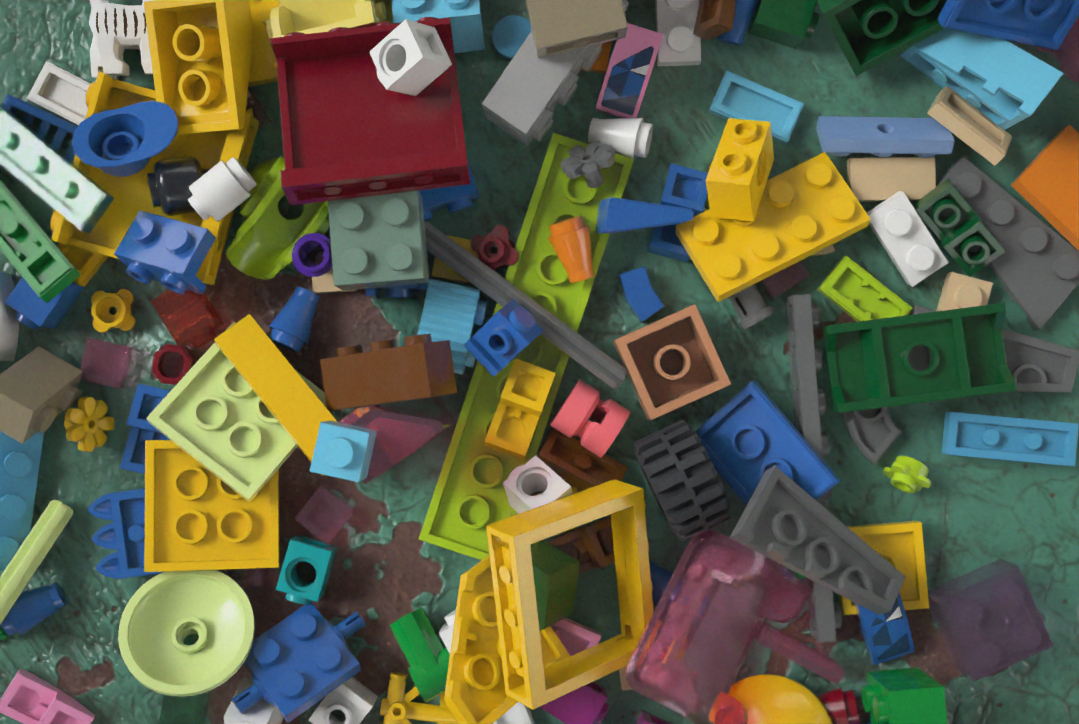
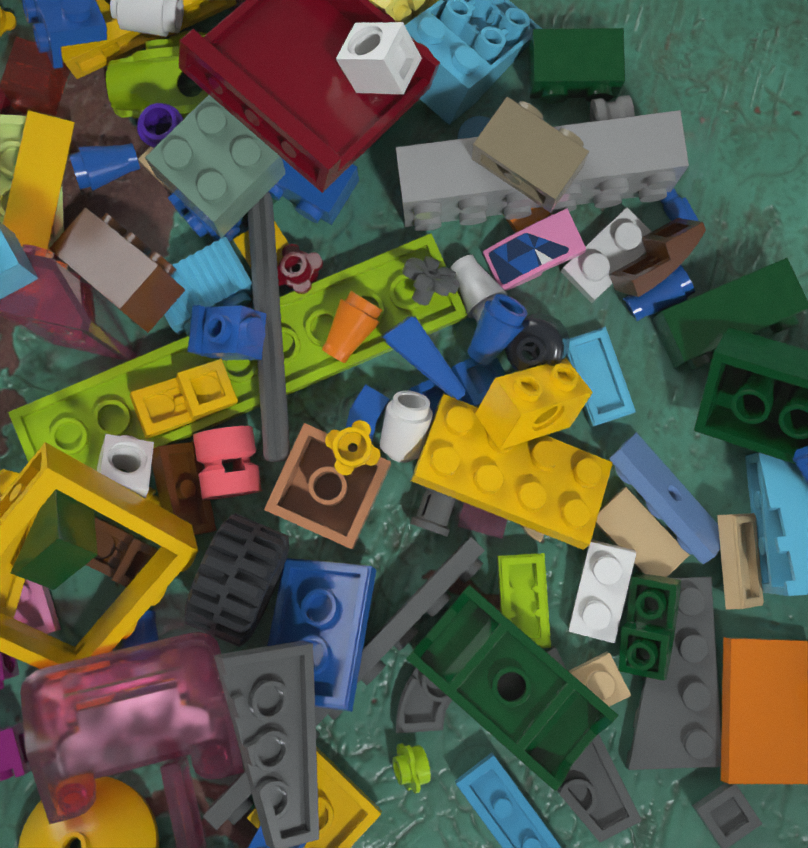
camera: 45 degrees right, 5 degrees down
(665, 146) = (496, 328): none -> blue cone
(675, 271) = (406, 426): none -> white brick
(676, 316) = (347, 460): none -> yellow plate
(698, 129) = (547, 334): none -> black head

